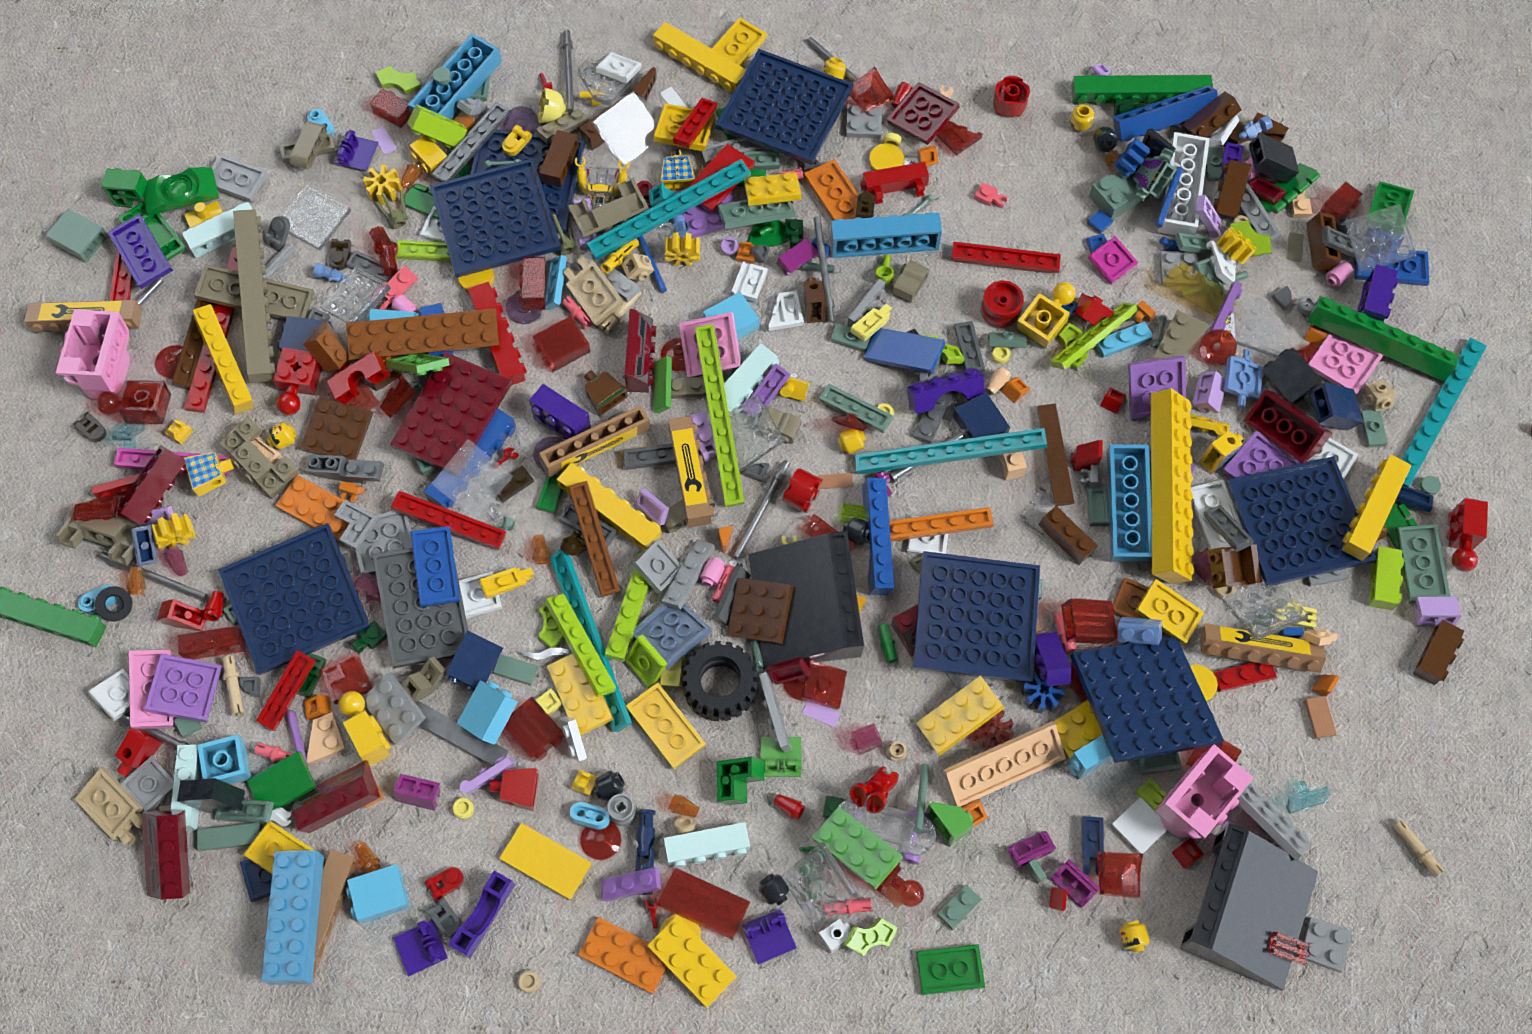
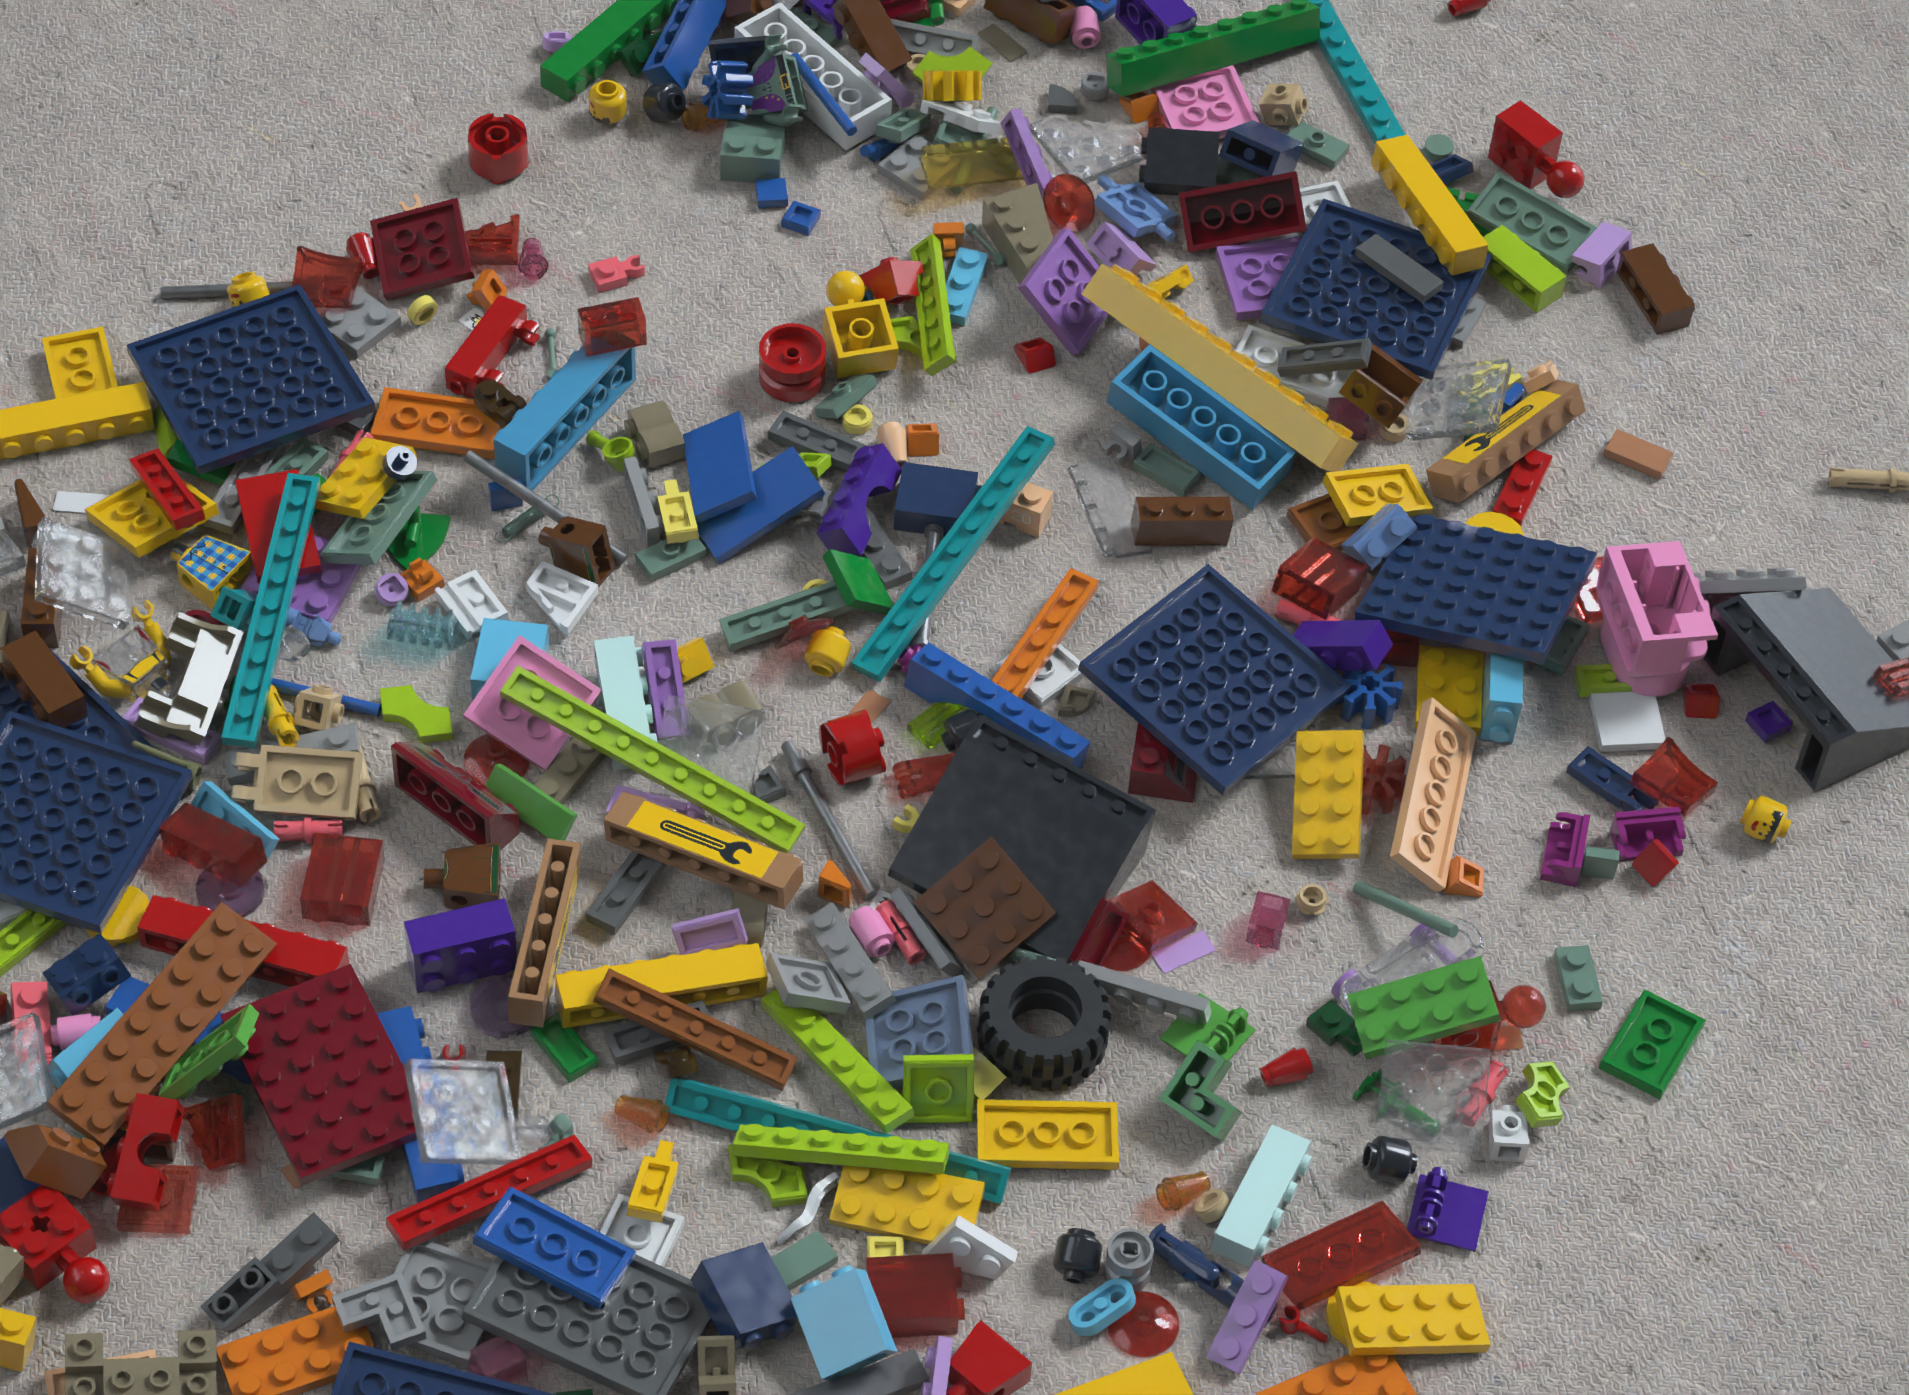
camera: 55 degrees left, 15 degrees down
(281, 435) = (130, 1324): yellow head -> none
(336, 429) = (189, 1248): reddish brown plate -> none
(431, 288) = (86, 974): none -> dark blue plate
(584, 783) = (1044, 1287): yellow tile -> none
(674, 313) = (404, 707): none -> lime tile
(682, 249) = (346, 638): yellow gear -> none
(719, 273) = (423, 626): none -> clear light blue piece
(760, 252) = (440, 563): dark grey tile -> none
(786, 200) = (399, 463): none -> tile
(794, 231) = (445, 505): dark green plate -> none
(797, 256) = (491, 527): magenta hinge -> none
(876, 787) = (1351, 946): red piece -> none
(886, 156) = (440, 336): yellow tile -> none
(887, 643) = (1164, 814): green axle -> none
(899, 424) = (858, 582): none -> green tile
(912, 319) = (719, 466): none -> blue tile
(933, 217) = (612, 326): none -> clear red brick
(950, 821) = (1467, 894): bright green slope -> none
(962, 159) = (532, 260): none -> clear pink cone
(1006, 257) = (723, 317): red plate -> none
(1055, 455) = (1063, 461): reddish brown tile -> none
(1087, 455) = (1093, 423): red slope -> none
(1112, 260) = (840, 218): dark pink tile -> none
(1197, 895) = (1769, 721): none -> dark purple plate
(1227, 446) = (1214, 286): yellow torso -> none
(1306, 798) = (1729, 535): clear light blue tile -> none
(1320, 522) = (1399, 268): none -> dark grey tile
(1325, 684) = (1603, 418): orange slope -> none

